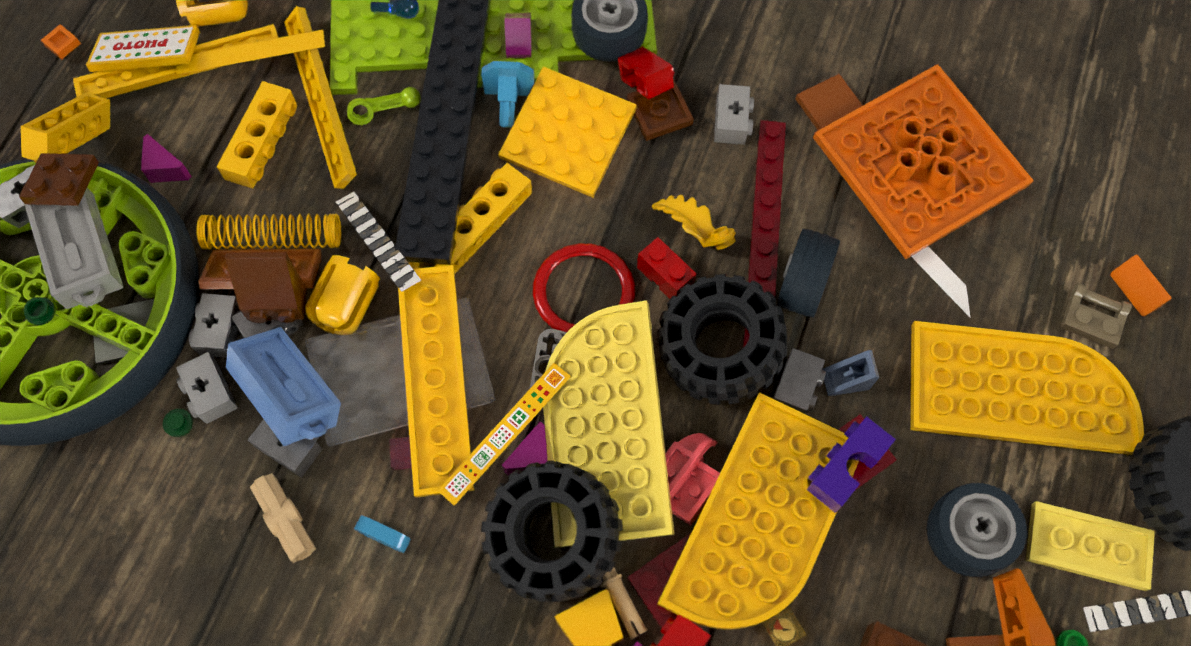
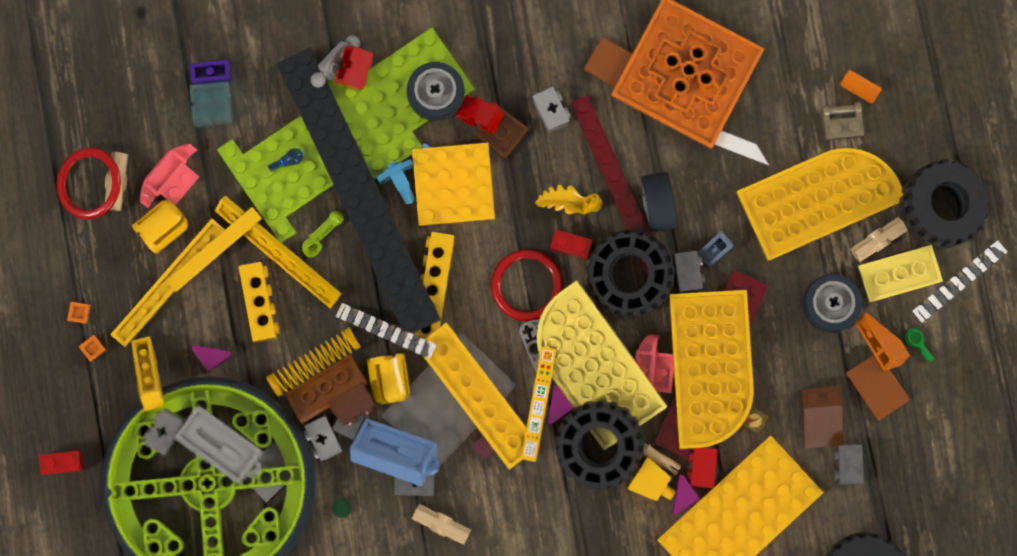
camera: 30 degrees left, 15 degrees up
(39, 311) = (224, 494): dark green plate -> none
(44, 84) = (92, 348): none -> orange plate
(59, 179) = (188, 413): reddish brown plate -> none
(143, 48) = (140, 286): tile -> none
(216, 399) = (339, 469): light grey brick -> none
(382, 534) = (503, 500): dark azure beam -> none
(518, 35) = (379, 132): magenta slope -> none
(833, 483) = (738, 326): dark purple arch -> none
(1080, 484) = (878, 239): none -> tan piece

